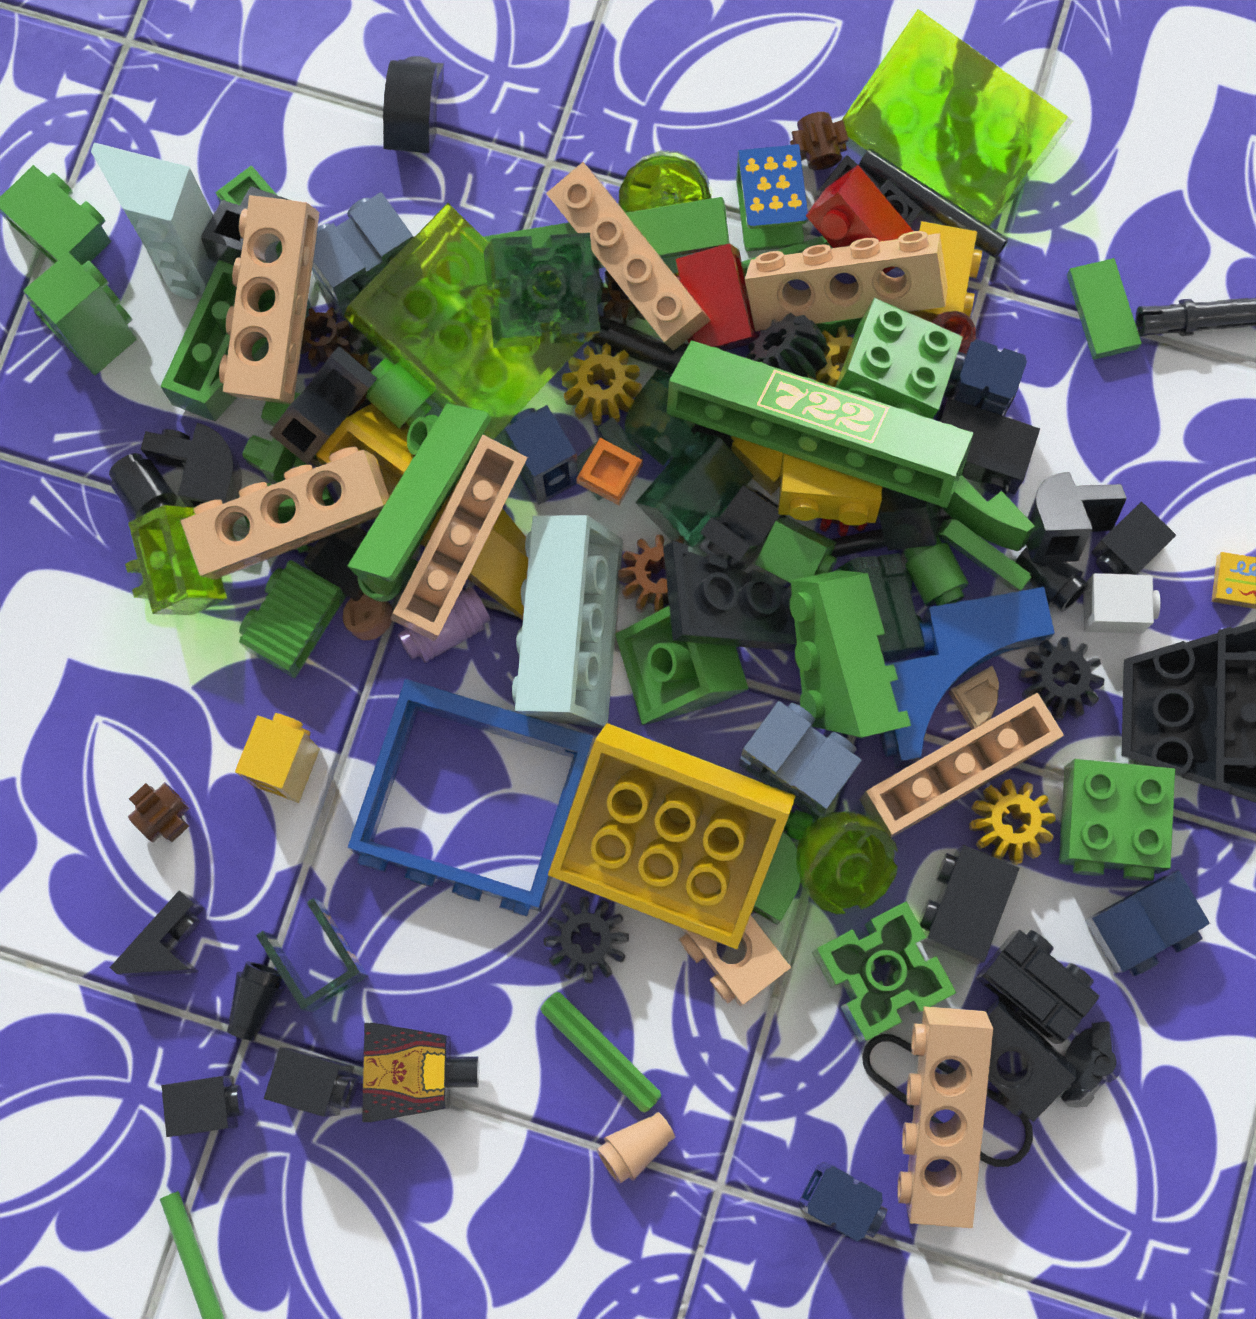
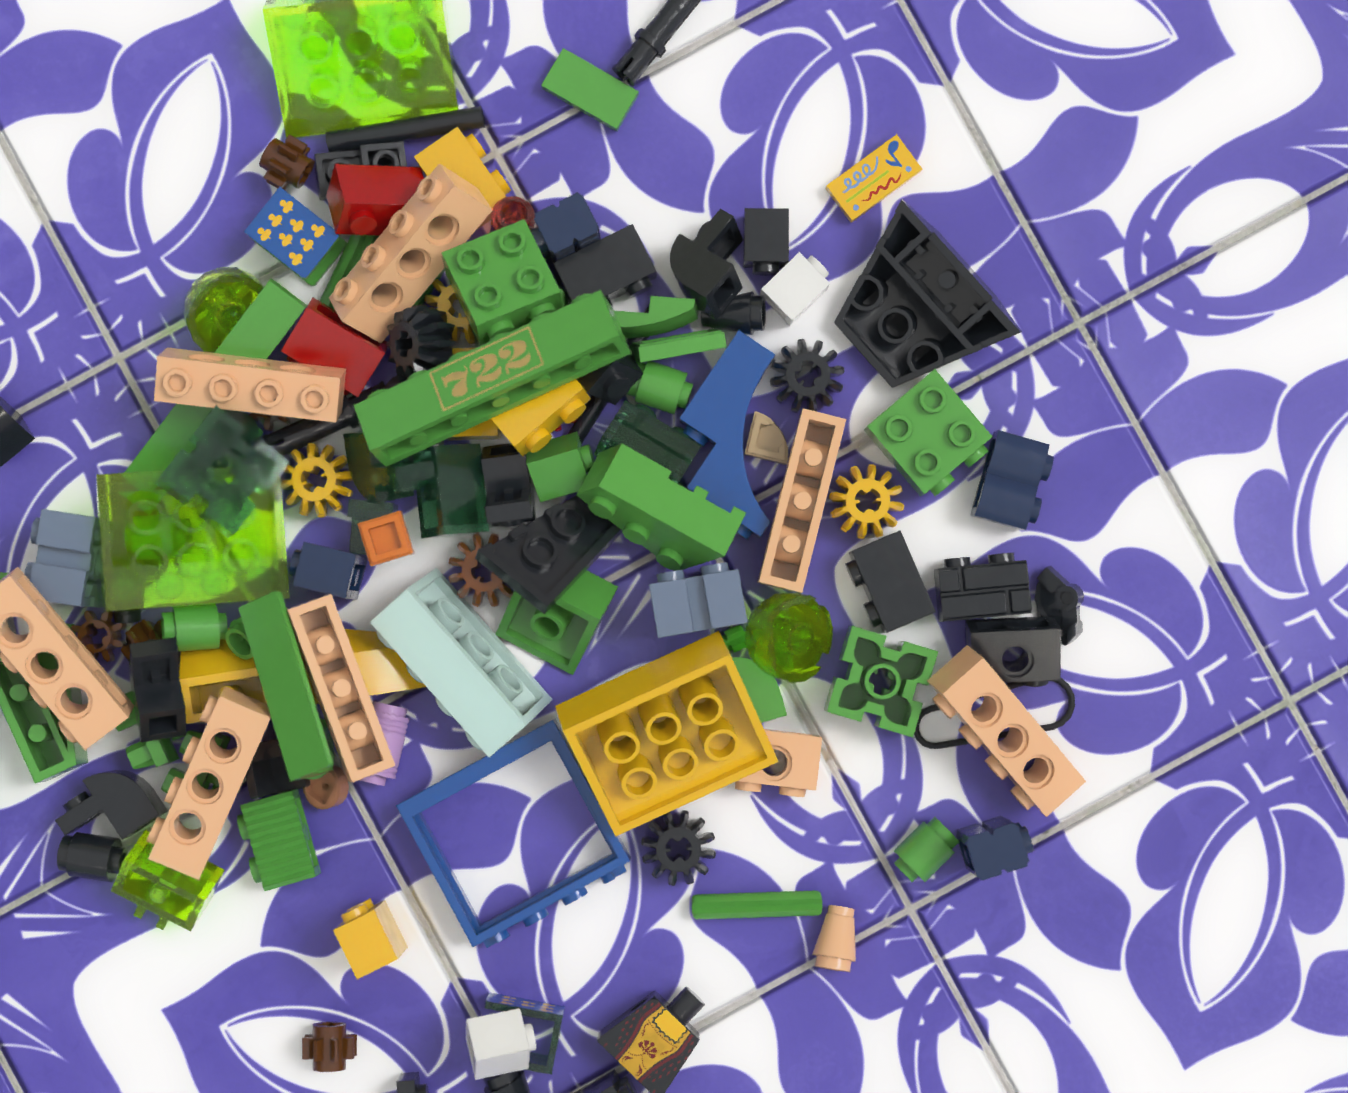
camera: 45 degrees left, 10 degrees up
(288, 939) = (499, 1043): none -> white brick
(781, 1149) = (925, 850): none -> bright green brick

